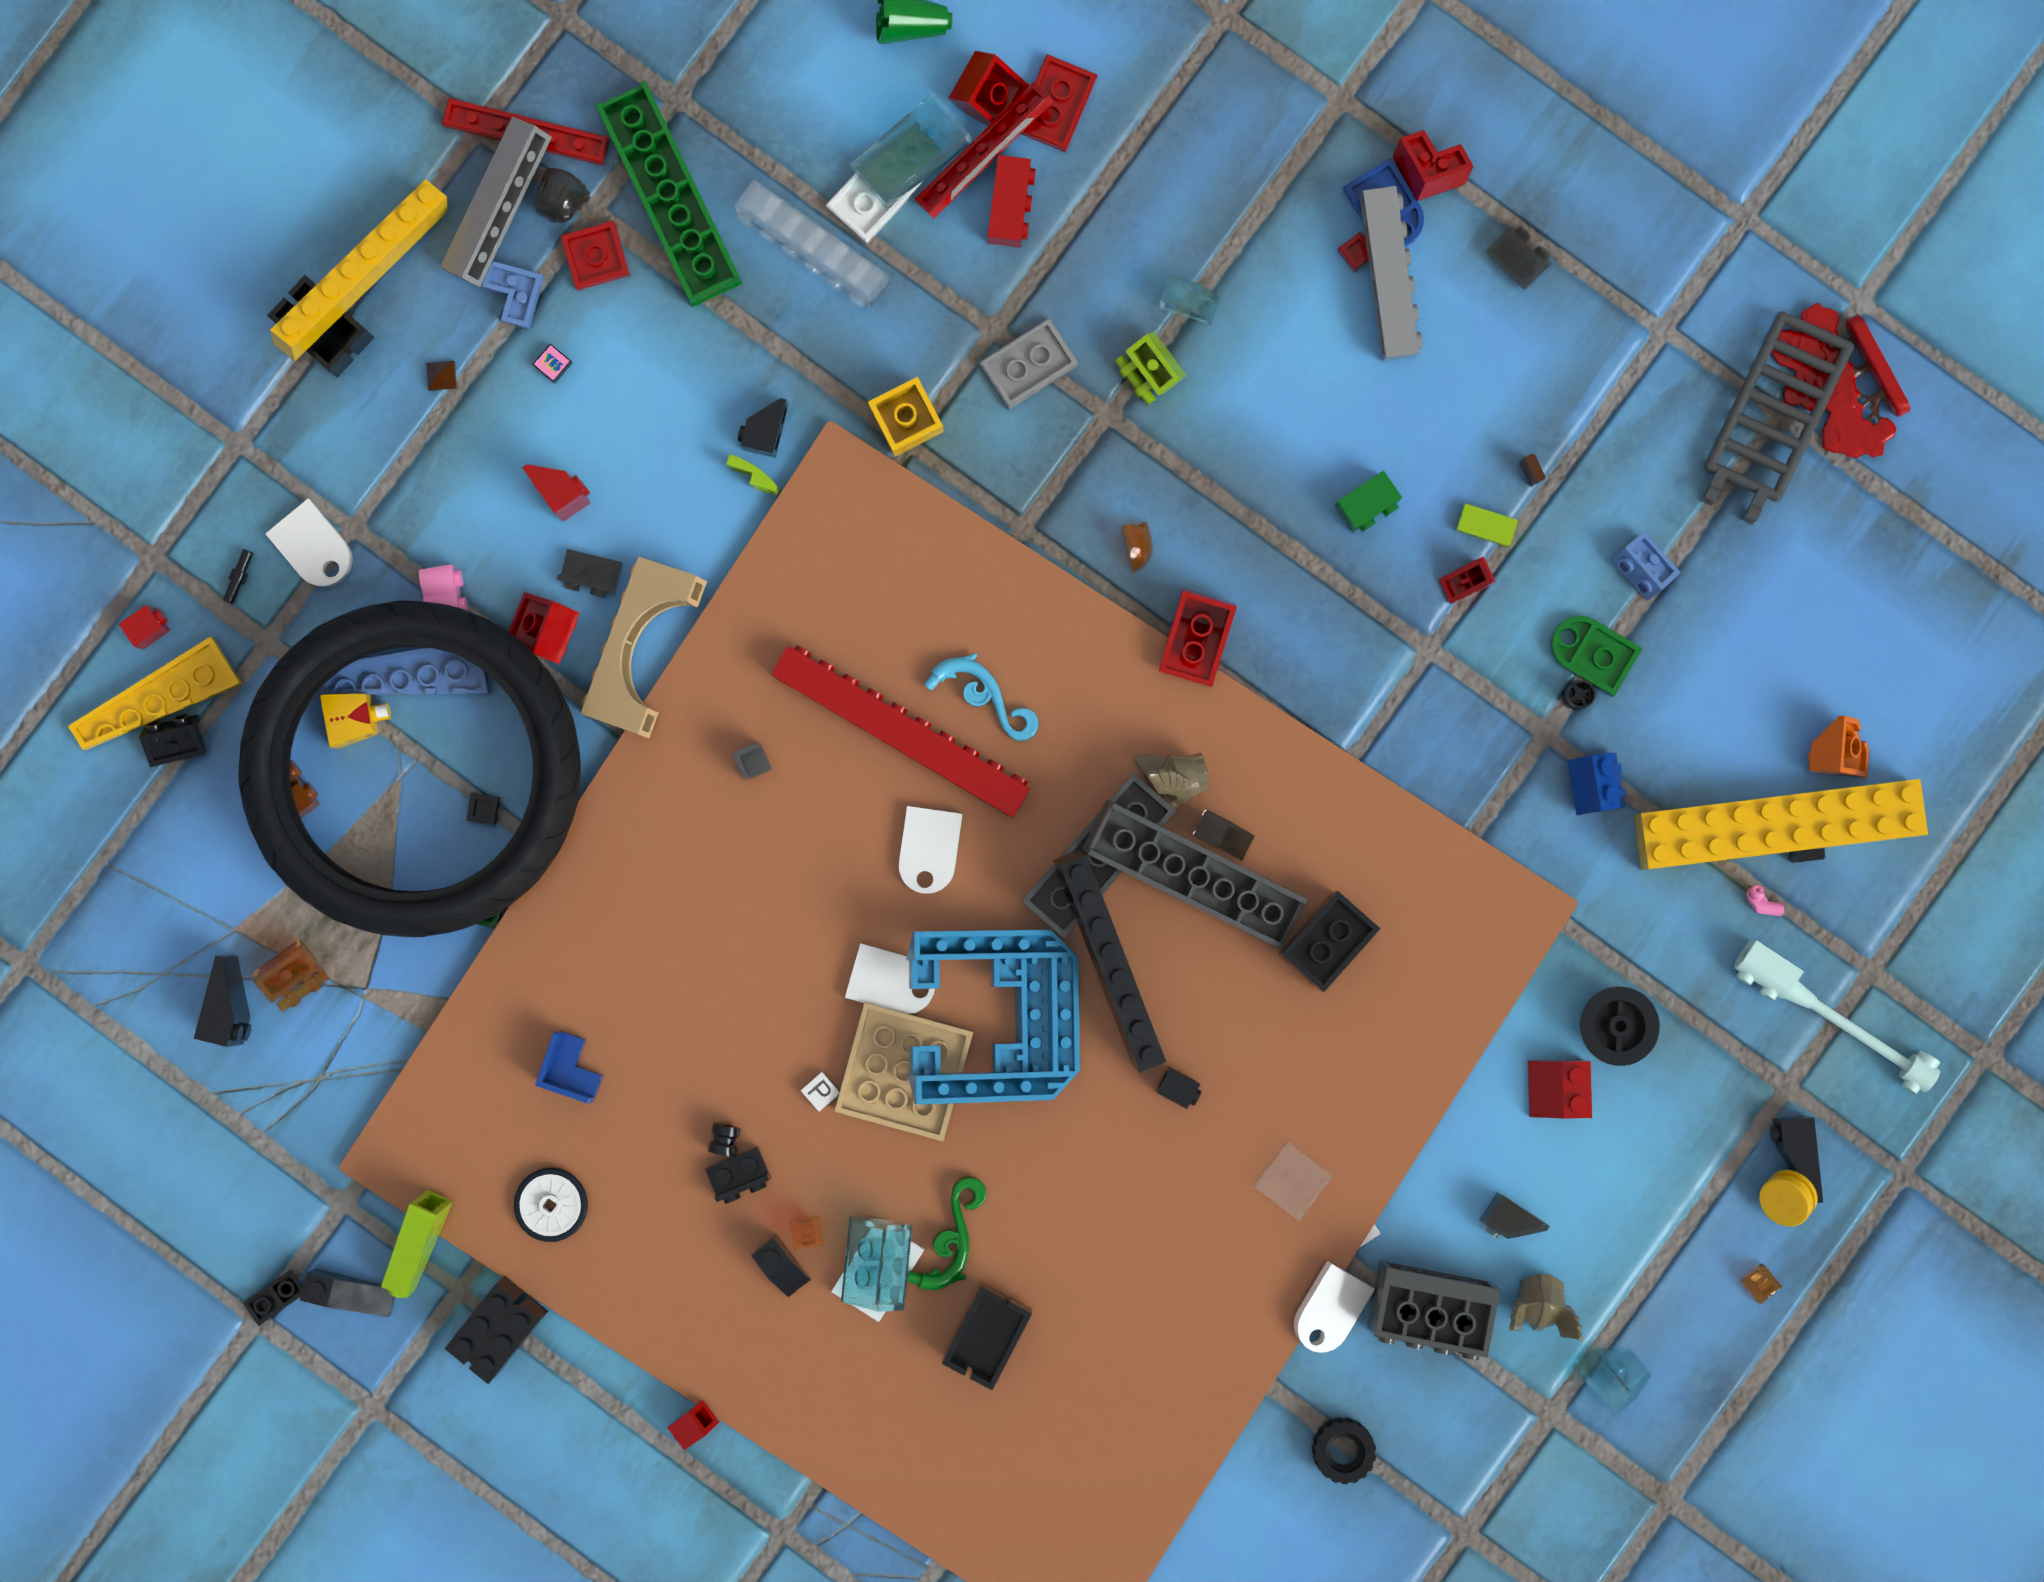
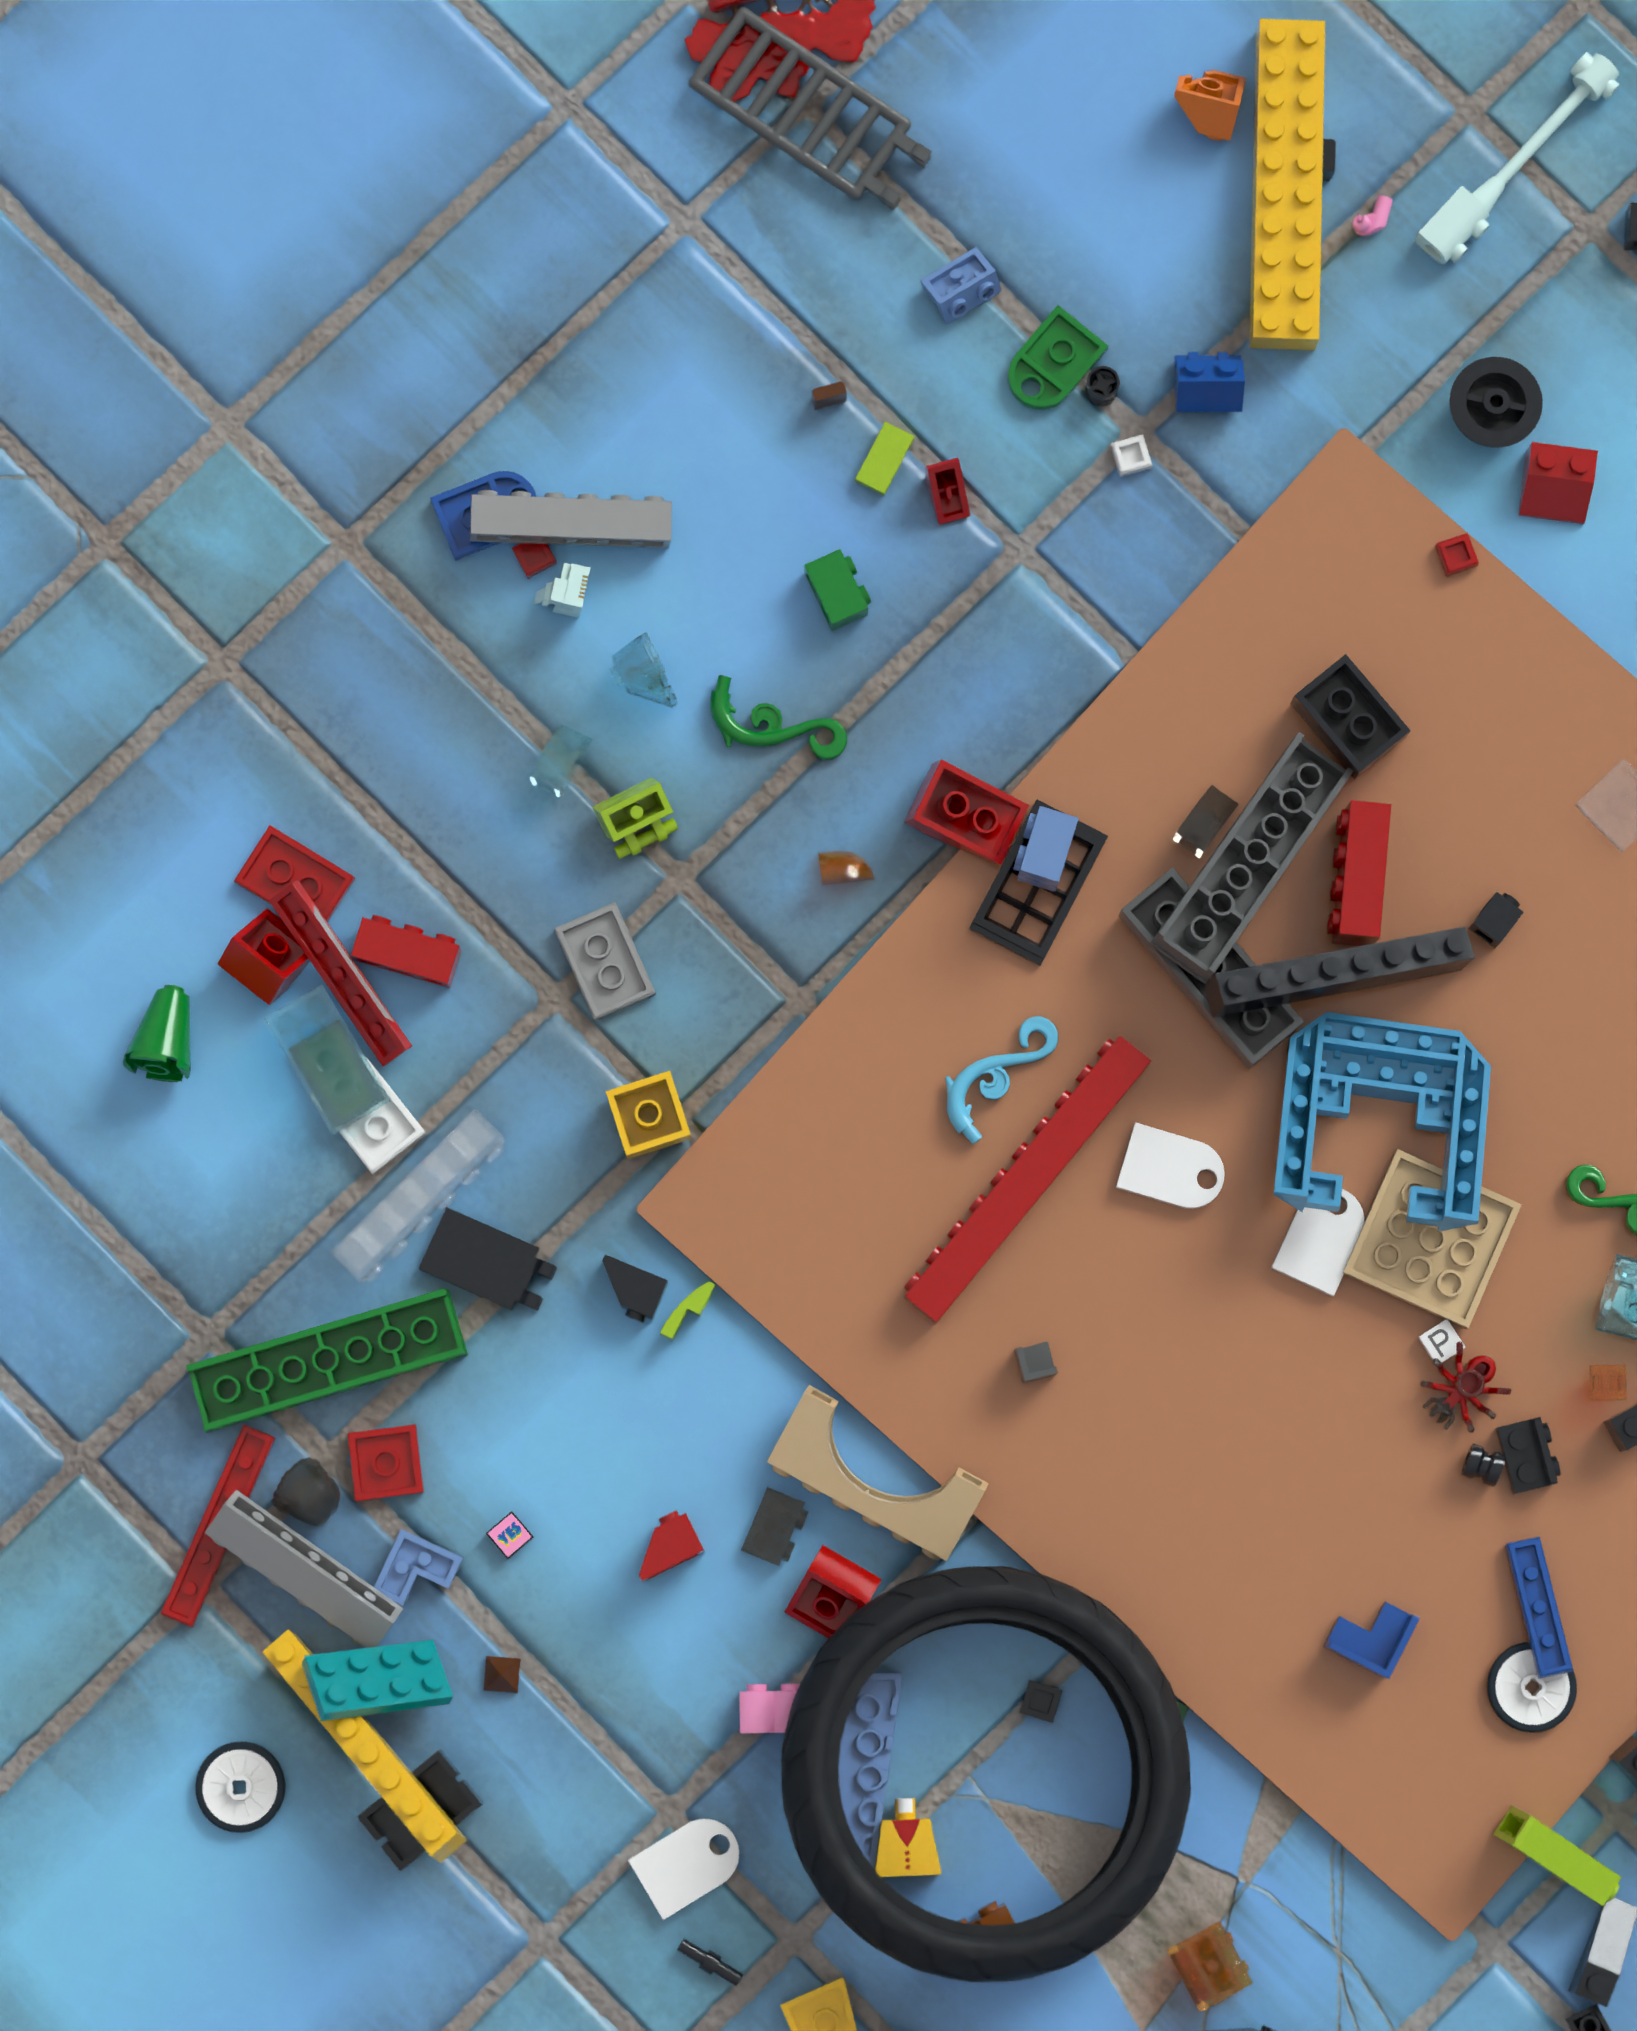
camera: 85 degrees left, 5 degrees down
(326, 201) = (263, 1784): none -> white wheel
(414, 271) = (377, 1680): none -> teal plate
(614, 1201) = (1539, 1608): none -> blue tile
(769, 307) = (484, 1261): none -> black tile
(786, 1117) = (1466, 1384): none -> animal
(1100, 688) = (1009, 937): none -> black piece
(1175, 703) = (1047, 849): none -> medium blue brick
(1176, 776) = (1131, 862): dark tan helmet -> none
(1197, 969) = (1361, 873): none -> red brick
(1236, 435) = (731, 730): none -> green plant
(1272, 353) = (642, 672): none -> clear light blue slope
(1329, 282) = (567, 591): none -> light aqua piece
(1428, 170) = (453, 458): red panel -> none
(1484, 1012) = (1457, 554): none -> red tile
(1519, 256) = (572, 368): clear smoke bracket -> none
(1524, 729) = (1131, 455): none -> white tile

